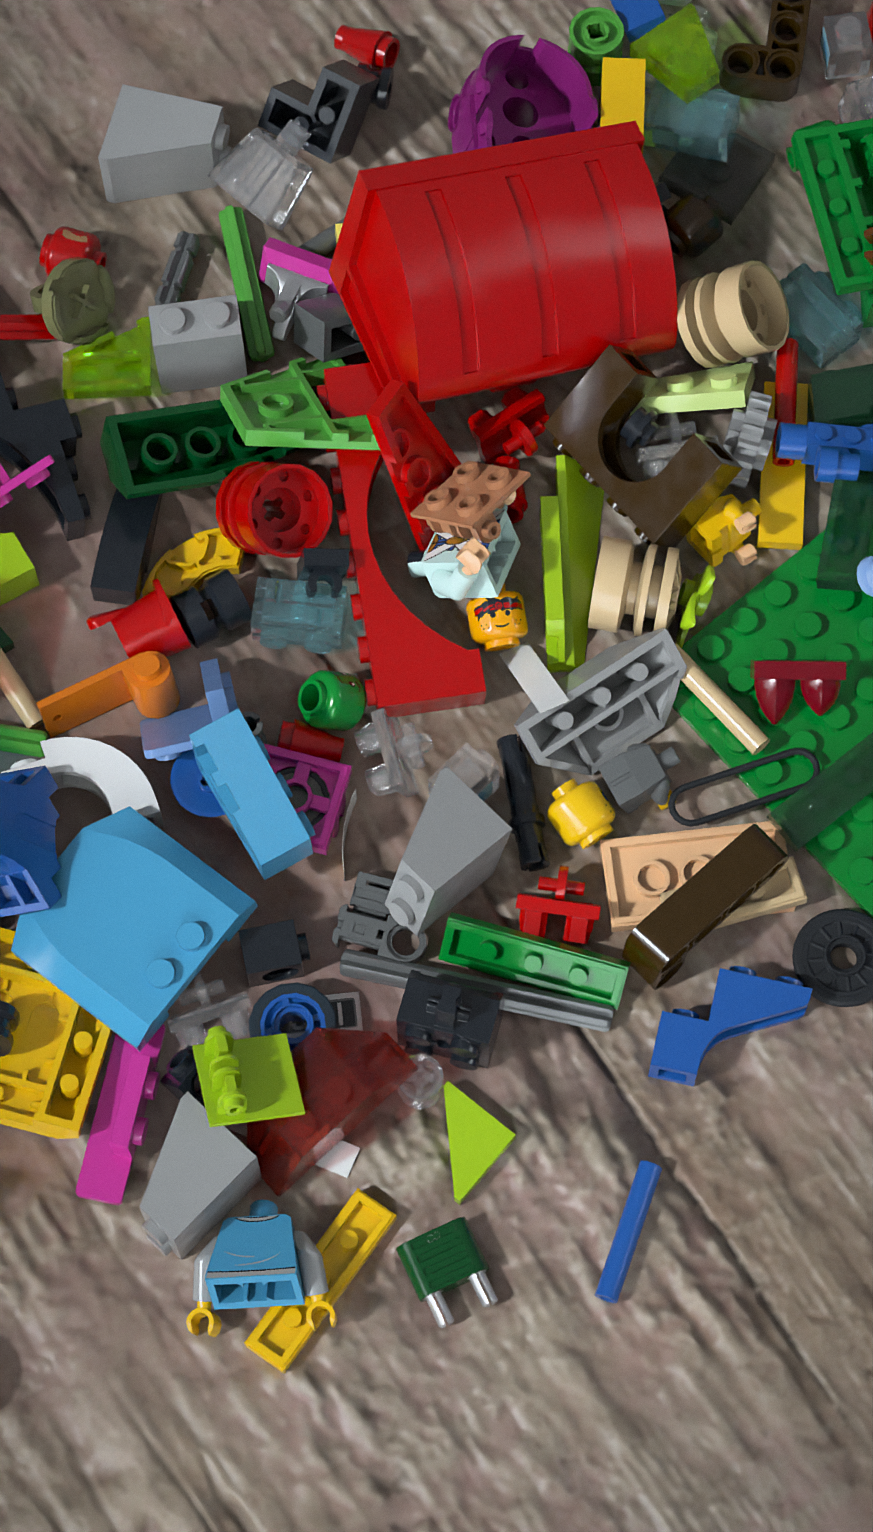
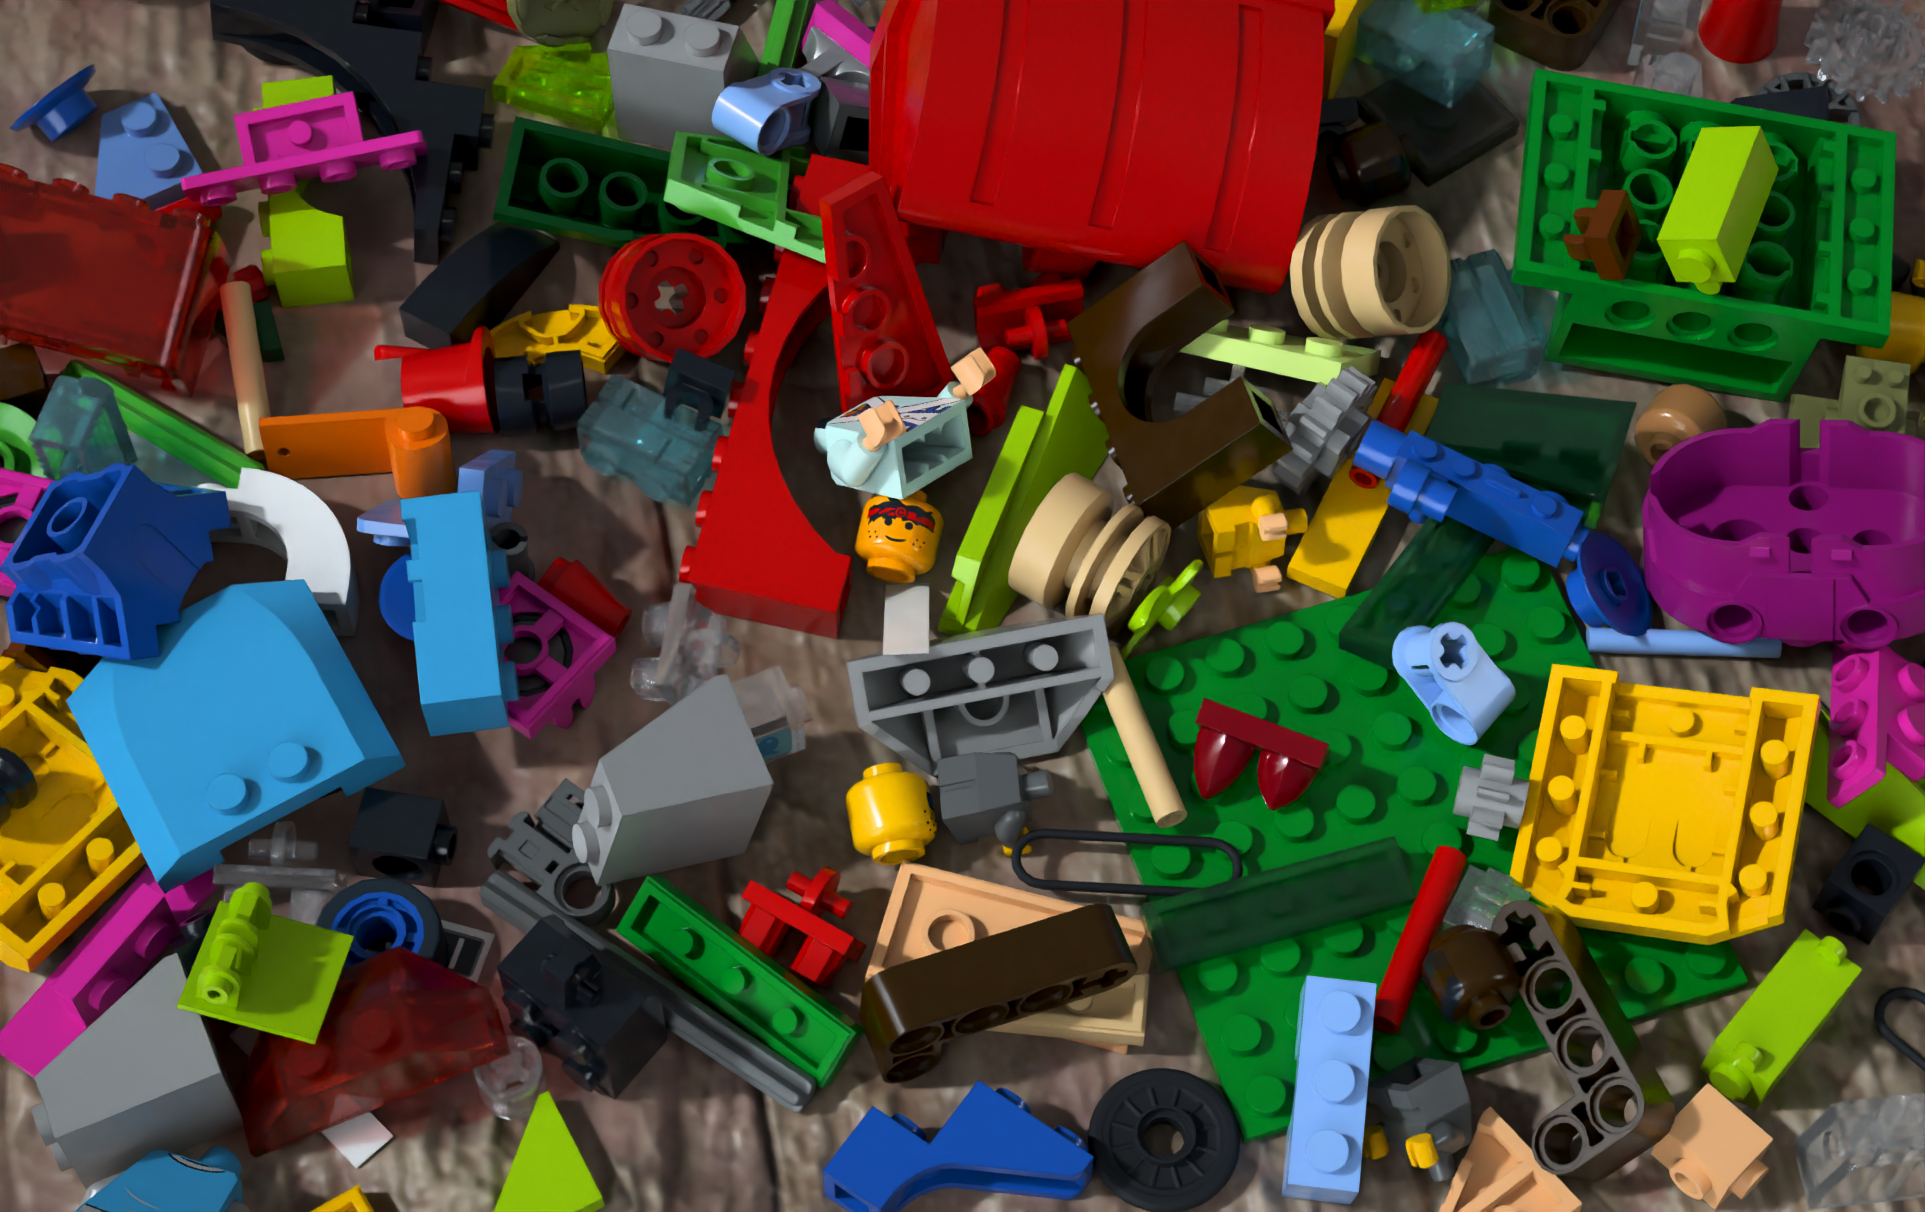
camera: 20 degrees right, 10 degrees down
(274, 343) = (767, 110): none -> light blue piece
(332, 700) = (635, 555): green head -> none
(351, 805) = (578, 717): white sticker -> none
(467, 500) = (911, 367): nougat hinge -> none
(526, 820) = (817, 796): black pin -> none
(640, 428) = (1189, 367): black plate -> none

